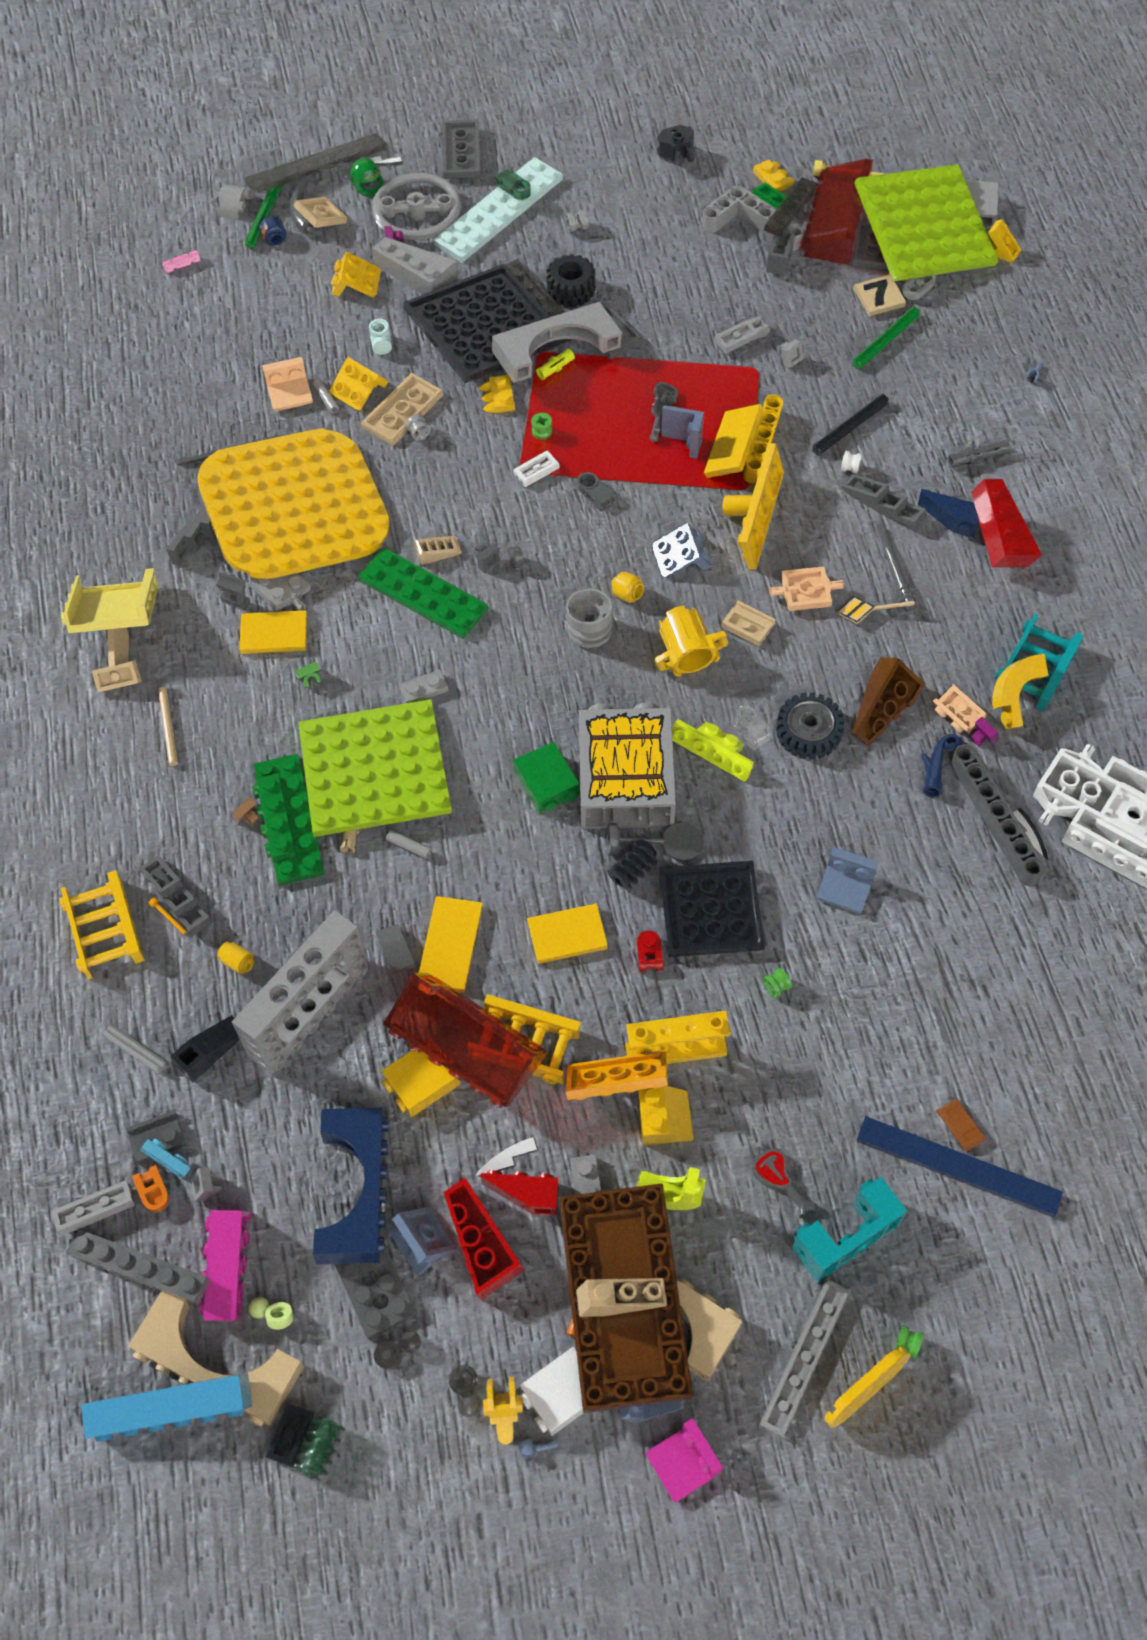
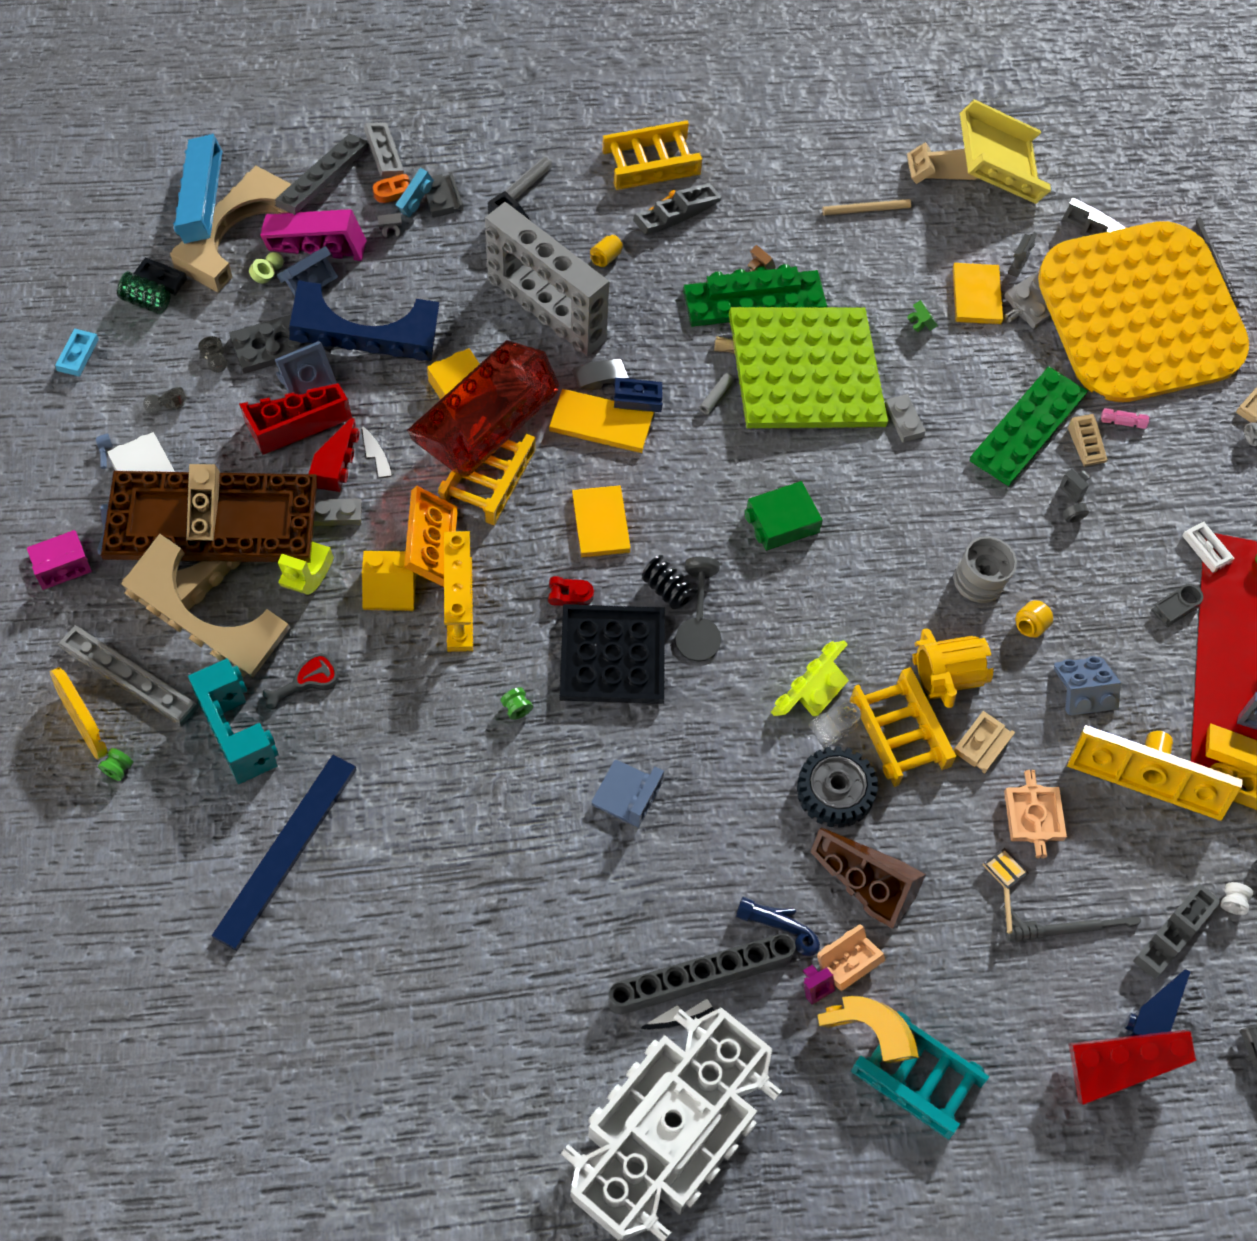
camera: 90 degrees right, 0 degrees up
(278, 1263) = (313, 269): none -> sand blue bracket
(407, 1510) = (76, 352): none -> medium azure plate
(409, 522) = (1125, 418): none -> bright pink axle
(420, 910) = (638, 394): none -> dark blue plate
(503, 1410) = (138, 419): yellow hinge -> none
(626, 767) = (789, 584): brick -> none
(722, 1327) = (155, 583): none -> tan arch
(745, 660) = (918, 708): none -> yellow fence
(961, 1125) = (331, 864): dark orange tile -> none

